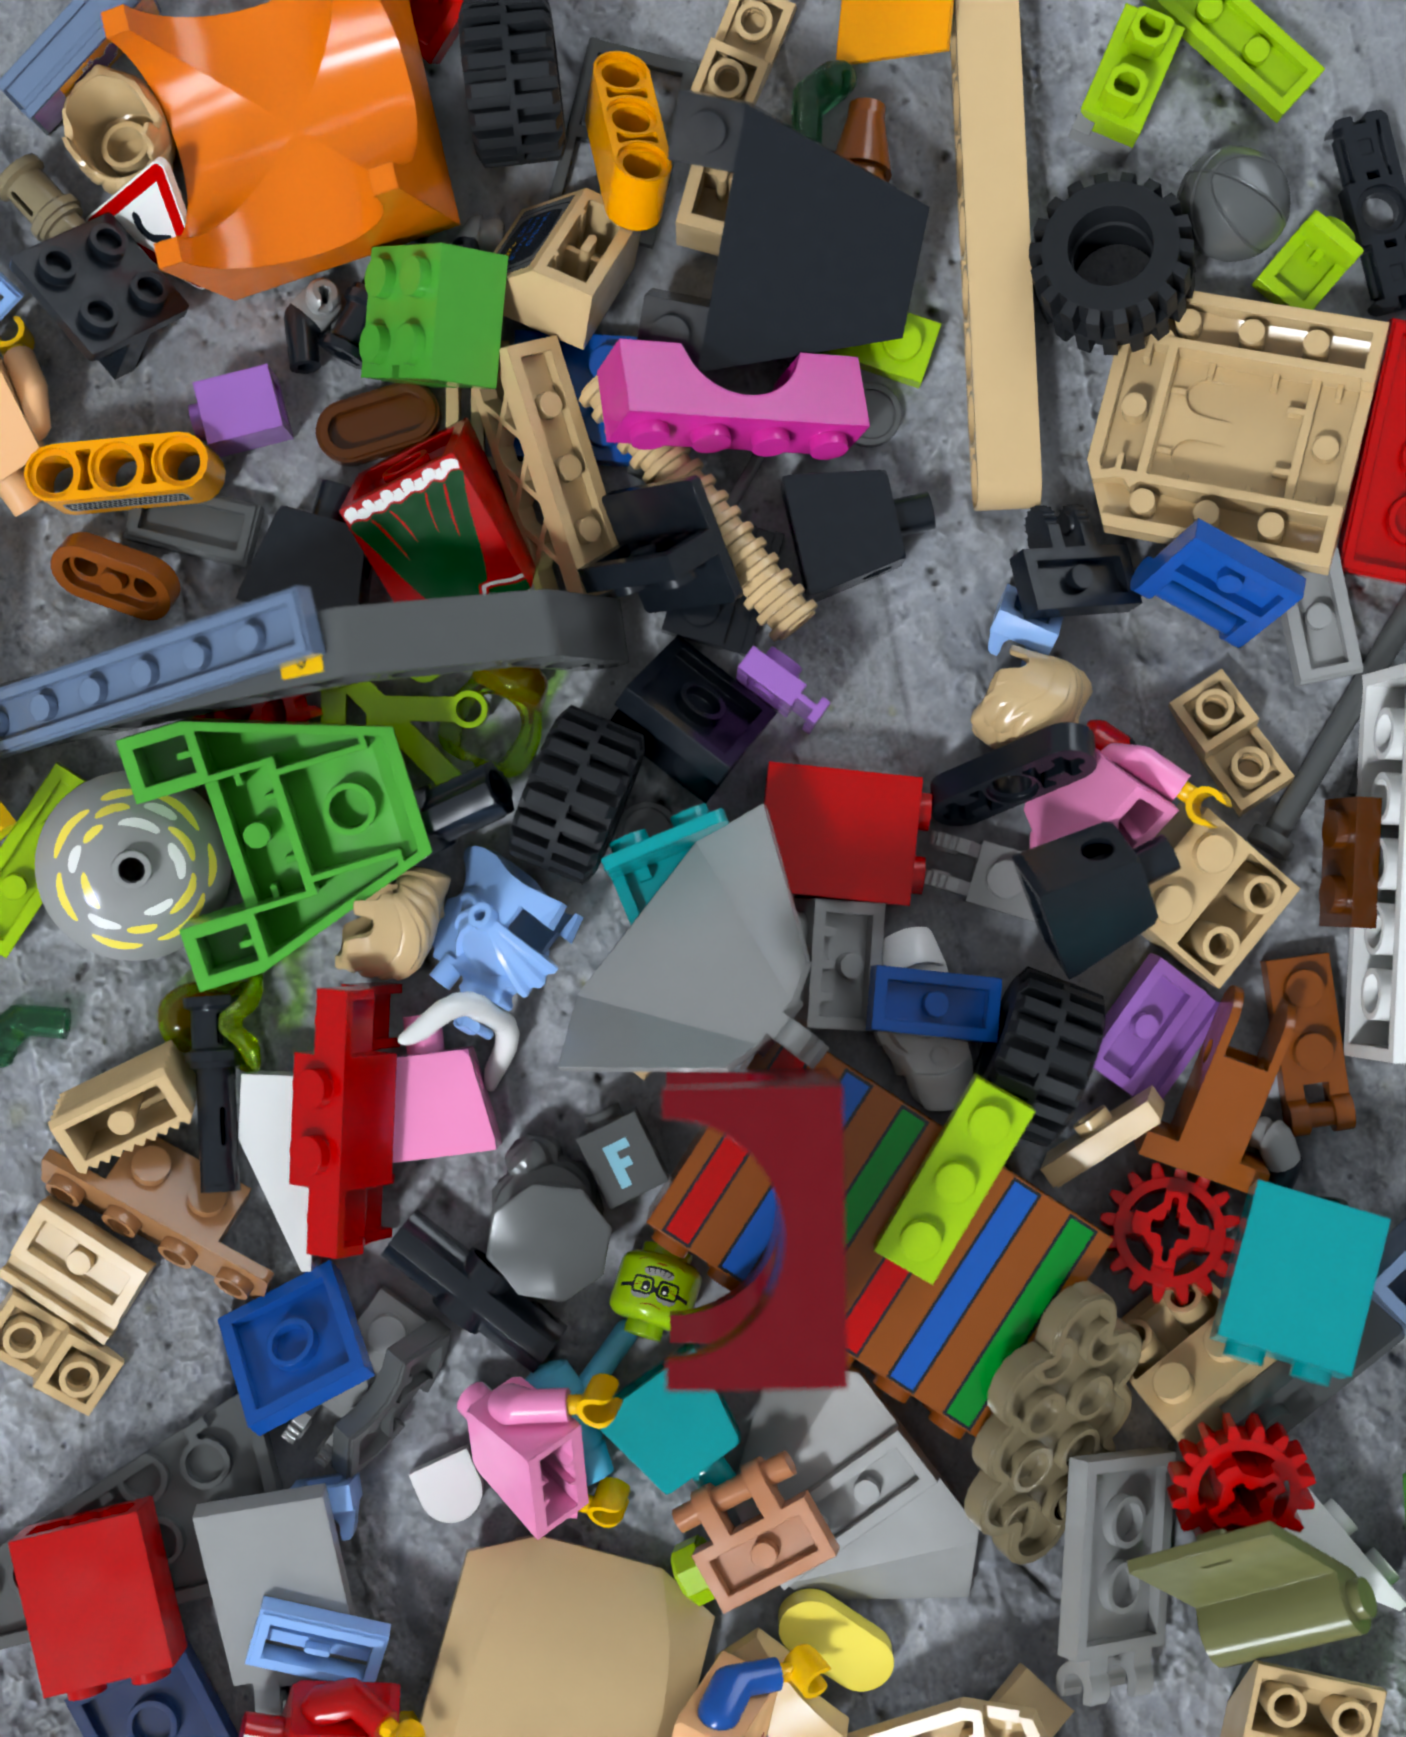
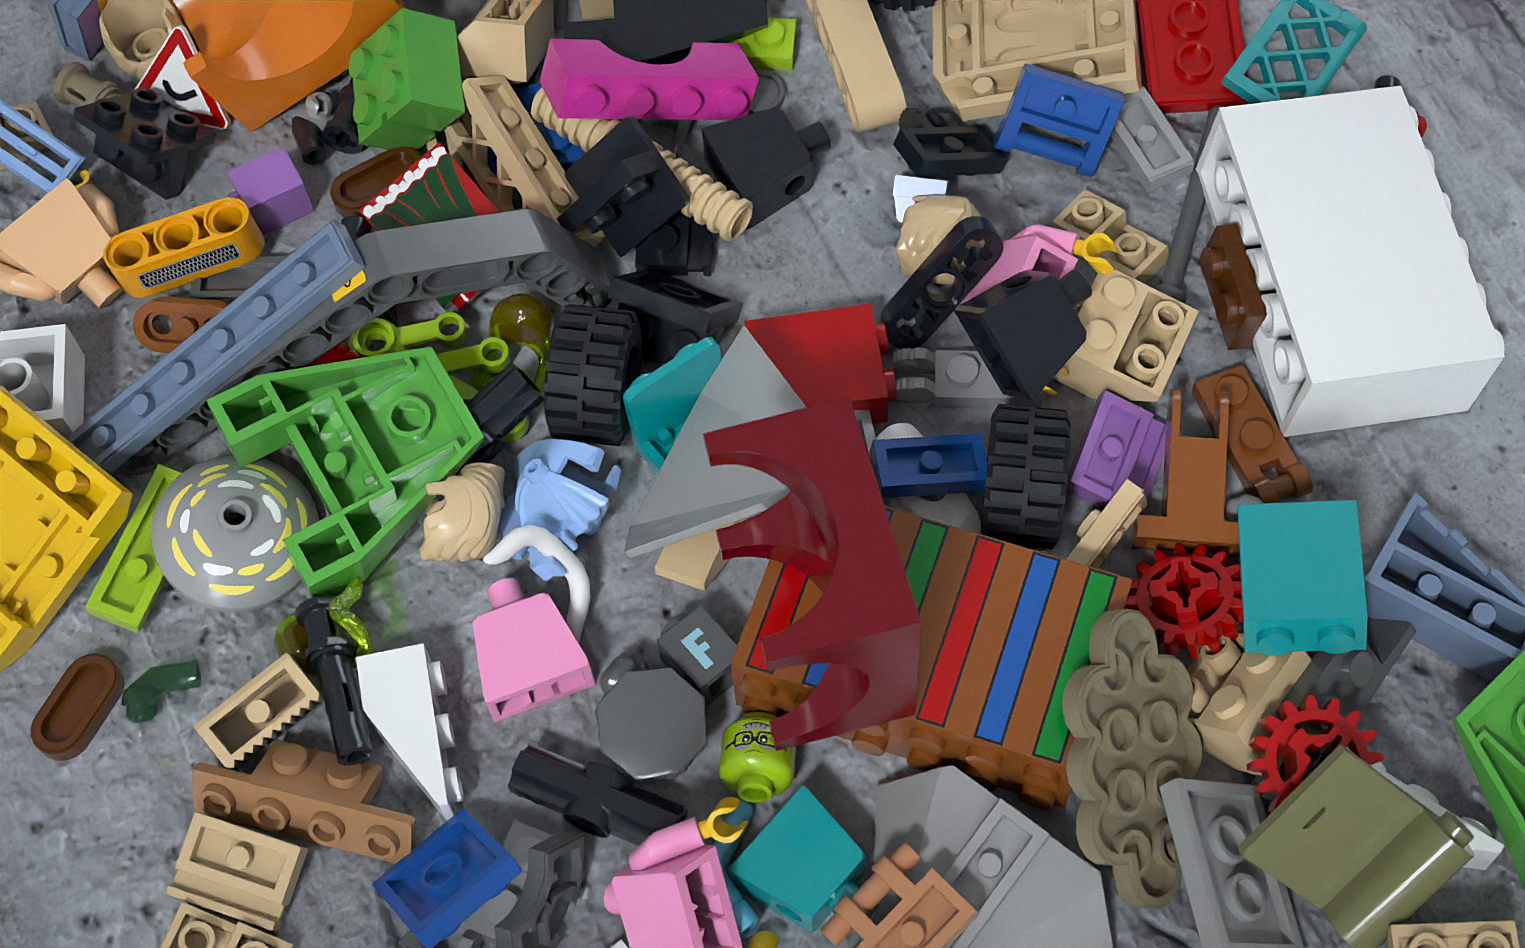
camera: 10 degrees left, 25 degrees down
(345, 1118) = (453, 660): red bracket -> none
(777, 683) = (740, 268): medium lavender plate -> none
(953, 1178) = (980, 555): lime plate -> none

